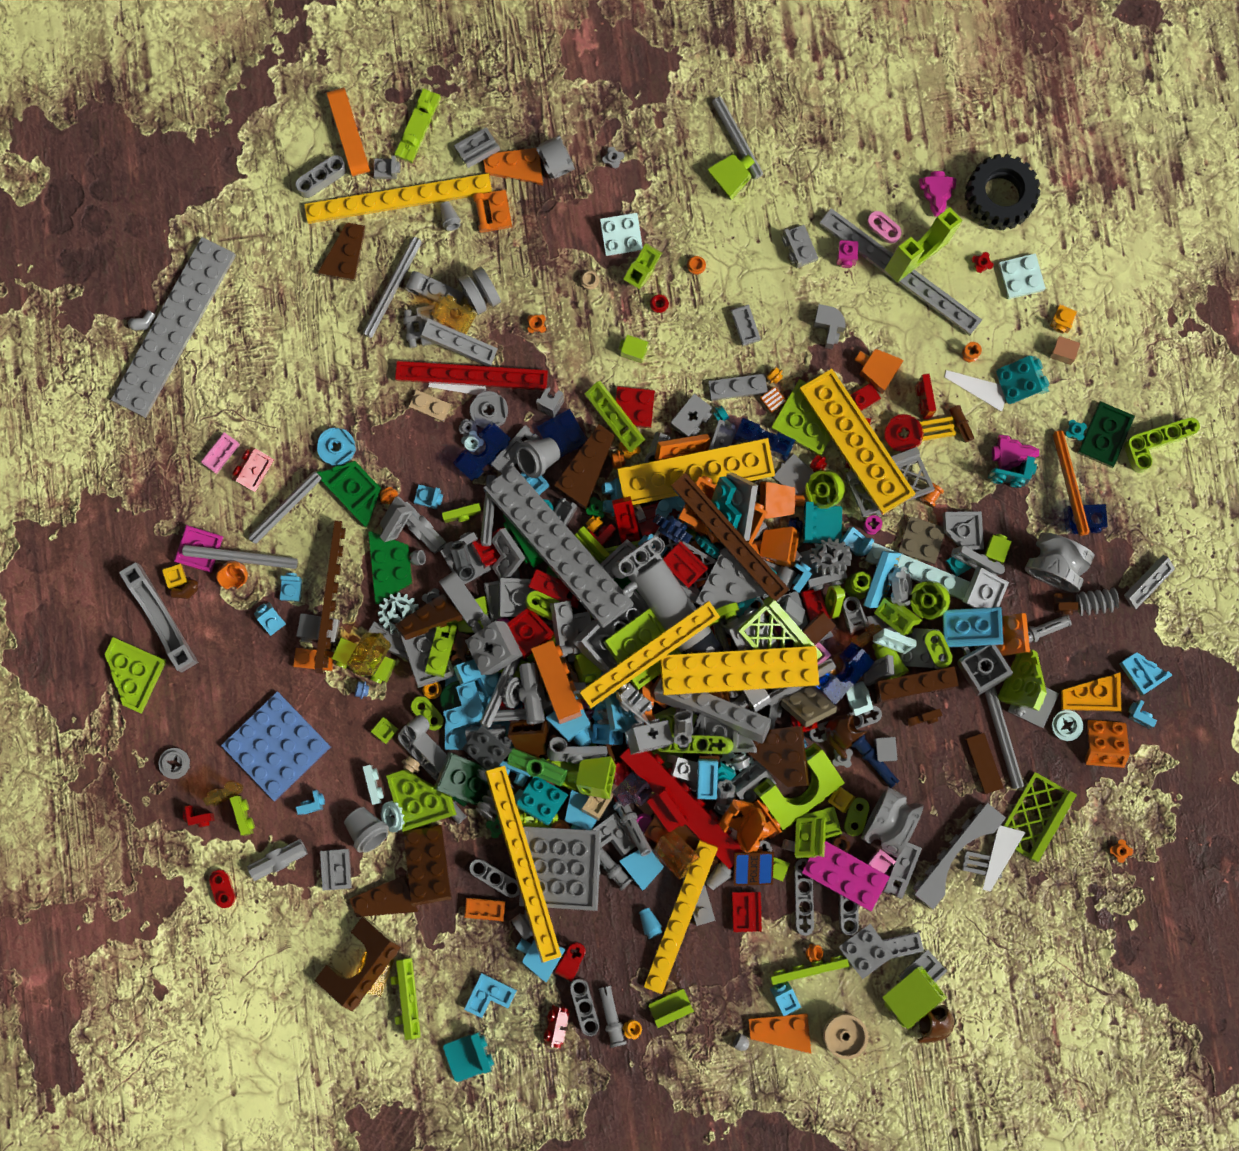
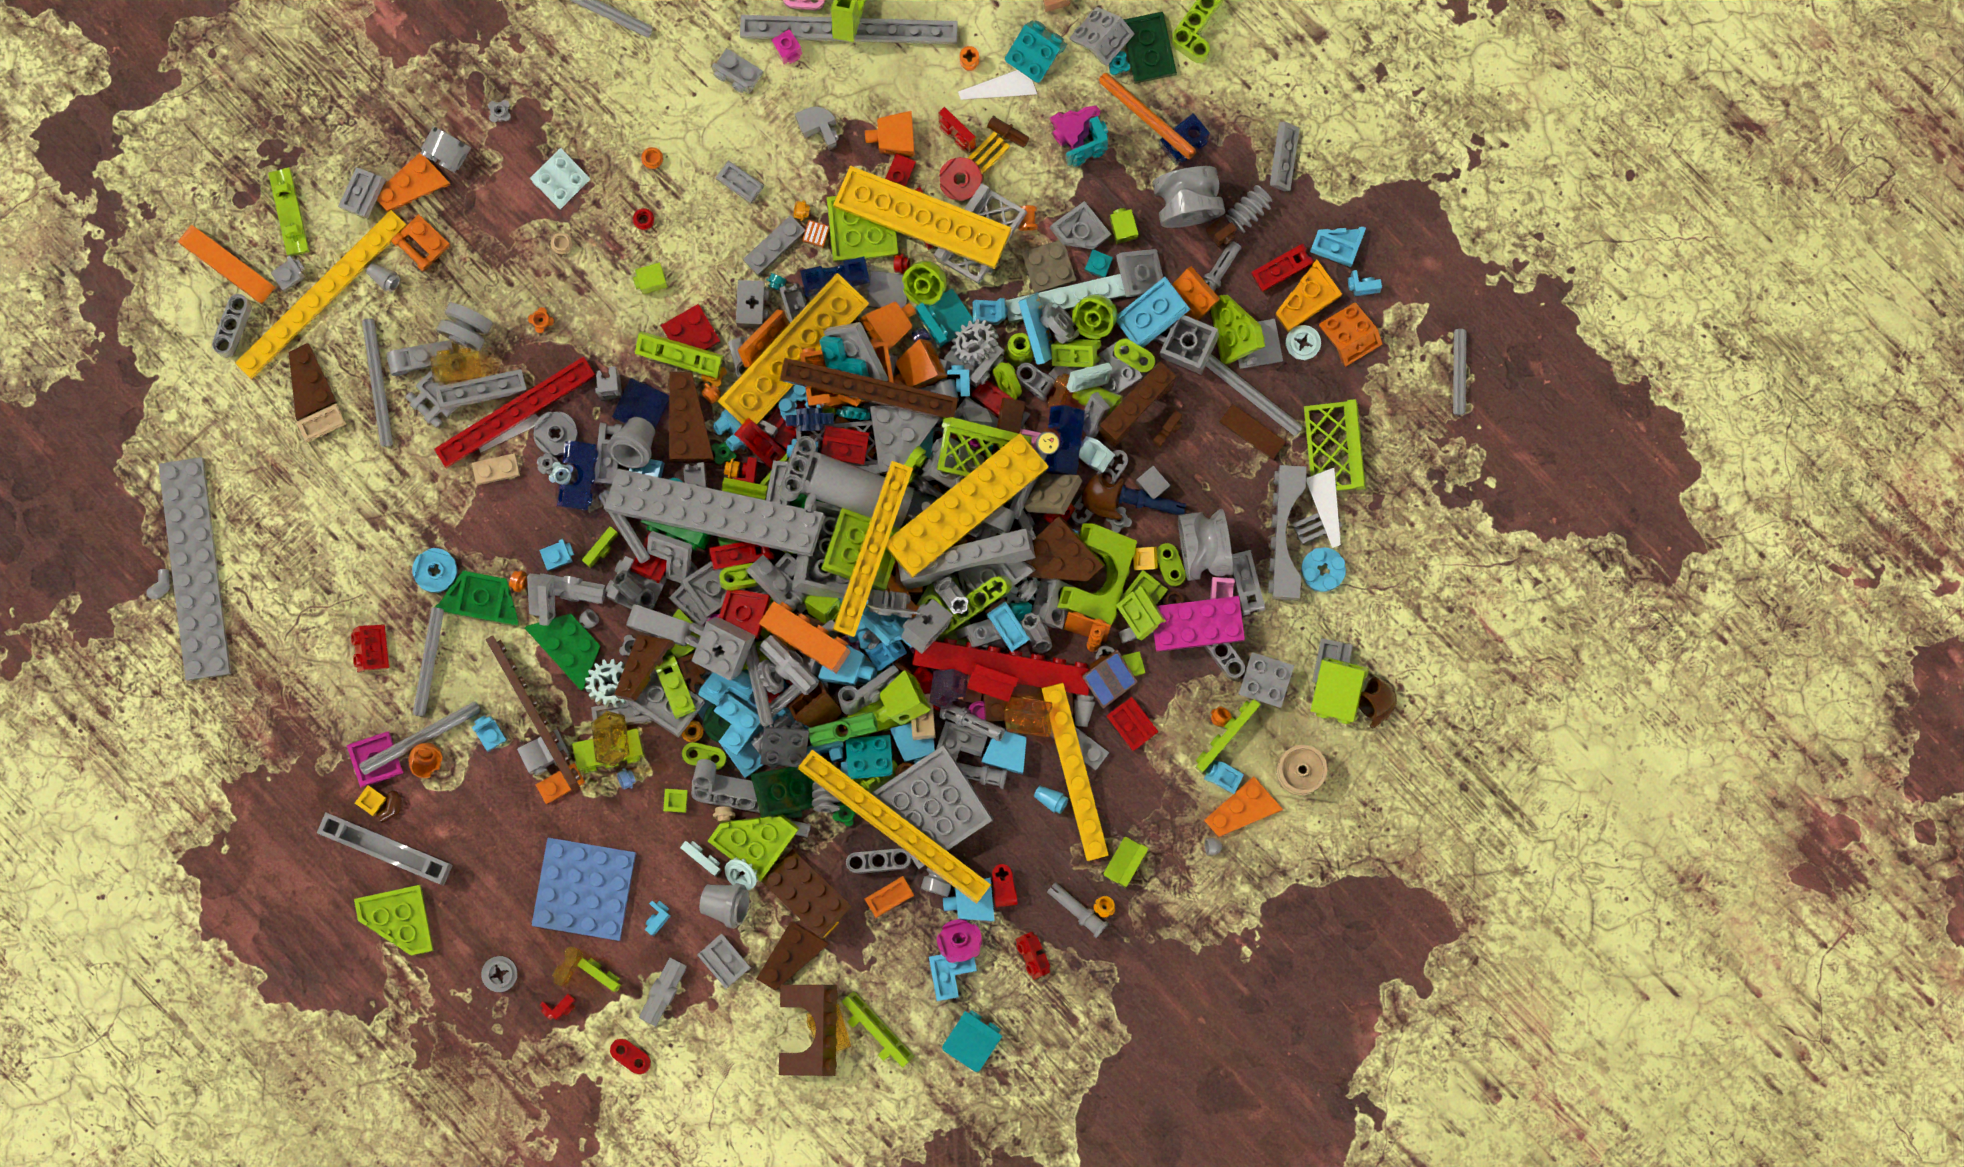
camera: 35 degrees left, 0 degrees up
(220, 453) = (328, 655): bright pink plate -> none
(269, 618) = (489, 775): medium azure bracket -> none
(333, 287) = (321, 423): none -> tan plate
(503, 985) = (959, 952): none -> dark pink plate
(584, 1017) = (1052, 927): light grey beam -> none
(643, 266) = (603, 194): lime brick -> none
(732, 174) = (624, 48): lime torso -> none
(749, 827) = (1078, 643): orange piece -> none
(799, 897) = (1172, 674): light grey beam -> none
(830, 667) = (1047, 442): none -> light yellow tile
(877, 521) = (992, 277): dark pink bush -> none
(904, 944) = (1297, 649): light grey plate -> none
(953, 899) = (1334, 563): none -> medium azure plate
(969, 557) = (1108, 250): light grey hinge -> none
(1080, 402) = (1102, 34): none -> light grey bracket
(1090, 660) = (1281, 268): none -> red plate
(1115, 850) = (1428, 426): orange plate -> none
(1167, 827) = (1459, 377): none -> light grey axle

